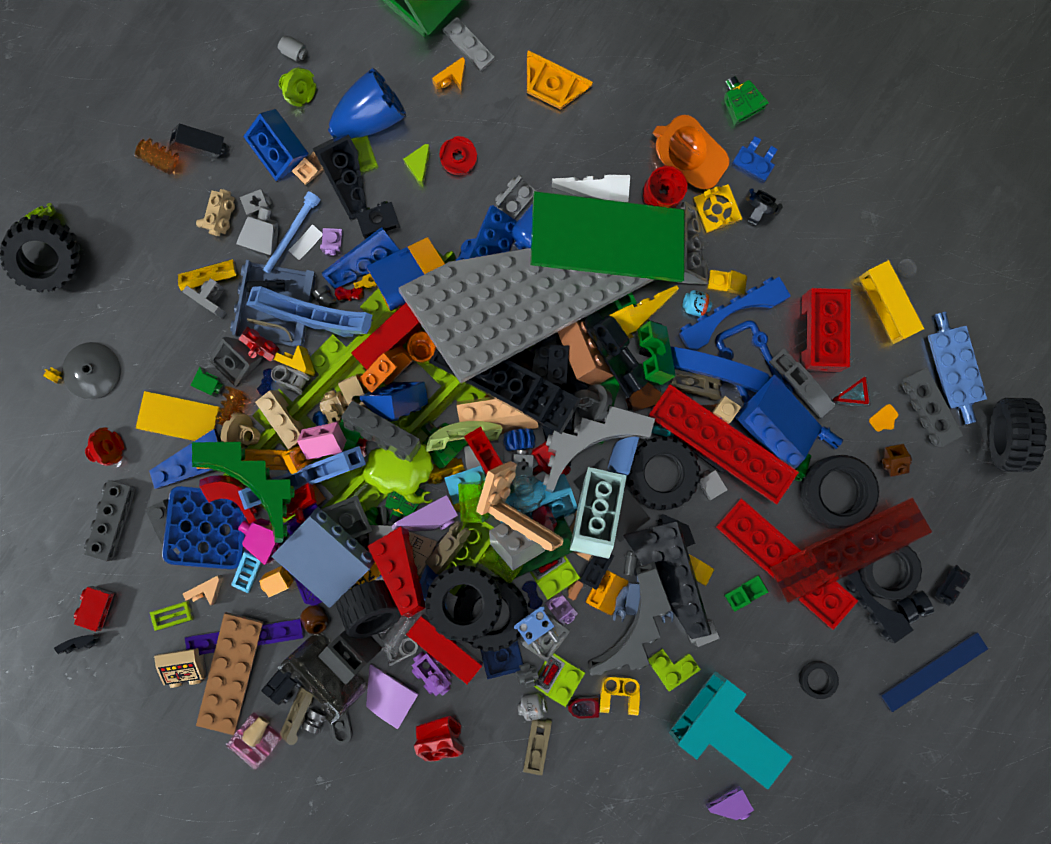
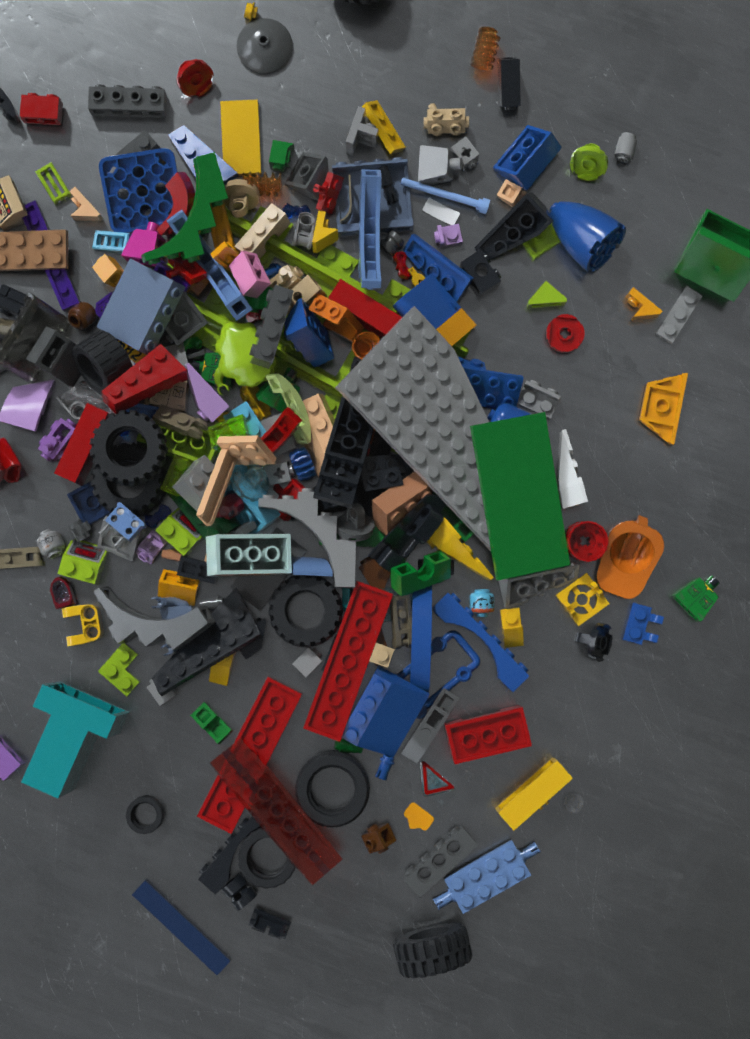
camera: 80 degrees right, 0 degrees up
(569, 512) = (245, 528): none -> dark grey tile

